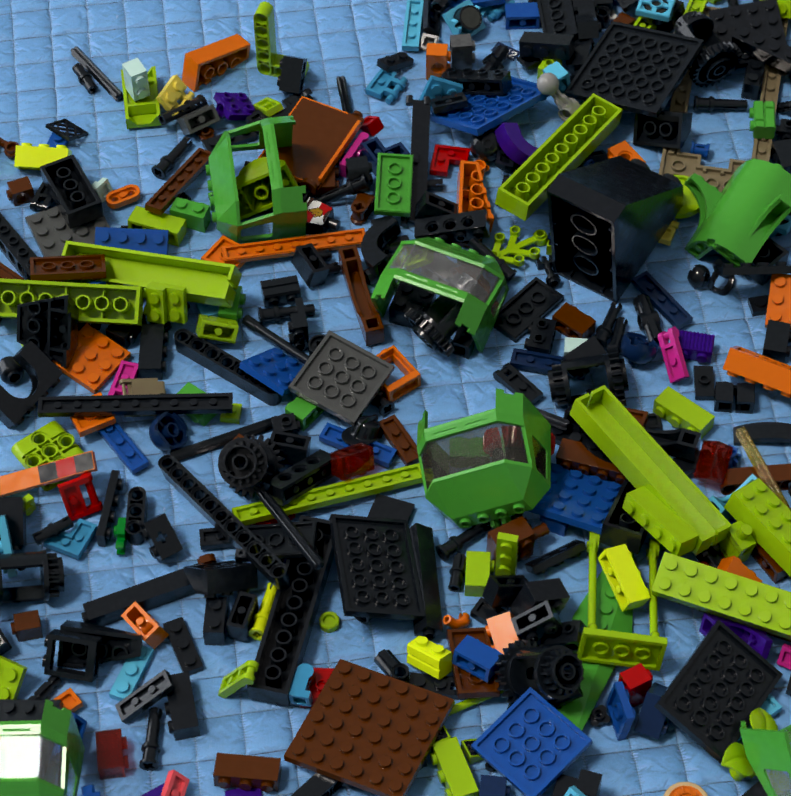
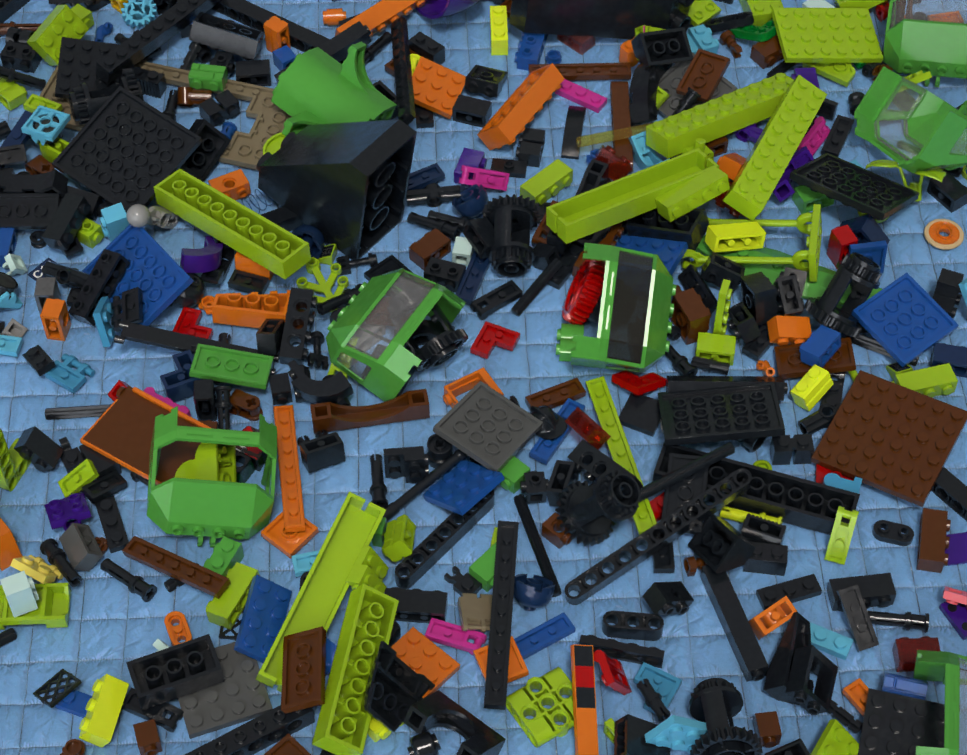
camera: 85 degrees left, 0 degrees up
(120, 533) = (657, 639): green plate -> none
(178, 384) = (462, 583): none -> black plate
(259, 738) = (893, 533): none -> black plate
(280, 291) = (349, 480): black brick -> none
(351, 641) = (783, 446): none -> black piece
(421, 509) = (637, 384): none -> red plate
(468, 383) = (494, 335): none -> red plate
(501, 27) = (15, 265): none -> light aqua tile
(577, 571) = (719, 268): none -> black brick
(733, 144) = (216, 113): none -> black piece
(740, 115) = (188, 96): none -> reddish brown piece

